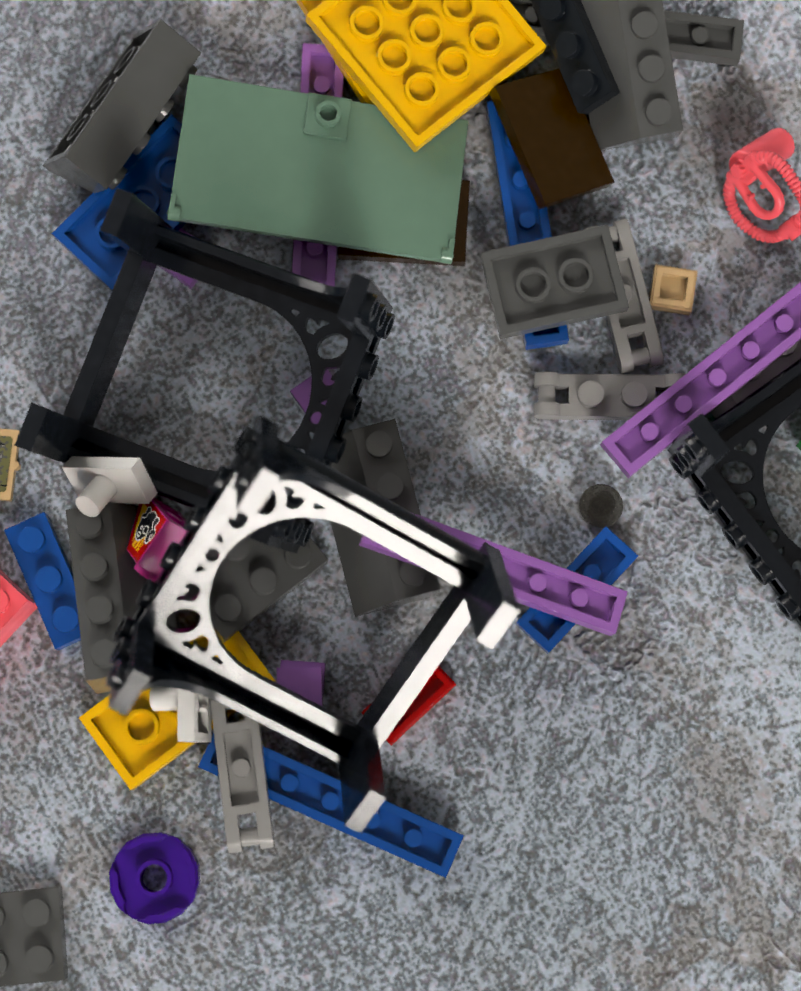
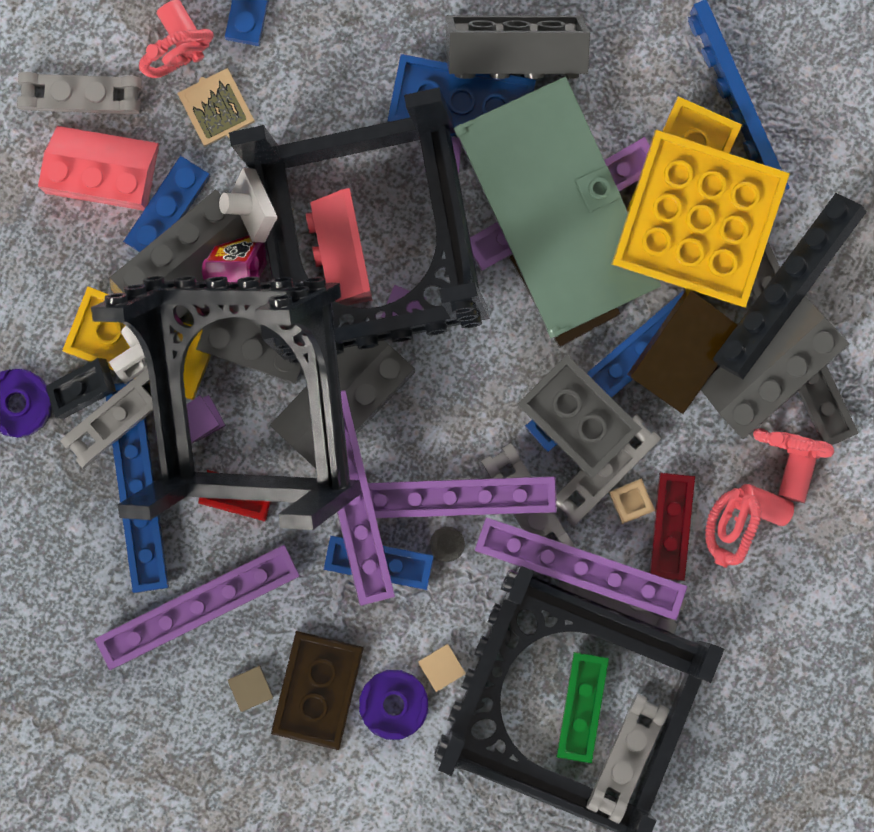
camera: 55 degrees right, 5 degrees up
(185, 794) = (80, 388): none -> black plate
(205, 412) = (339, 246): none -> coral slope
(505, 818) = (197, 607): none -> medium lavender plate
(566, 450) = (464, 497): none -> medium lavender plate
(628, 814) = (250, 688): none -> dark tan tile
(674, 742) = (317, 690): none -> dark brown tile
(712, 673) = (378, 719): none -> dark purple tile
(724, 262) = (672, 526): none -> dark red plate
(729, 593) = (441, 667): none -> tan tile
(736, 95) = (800, 462): none -> coral piece

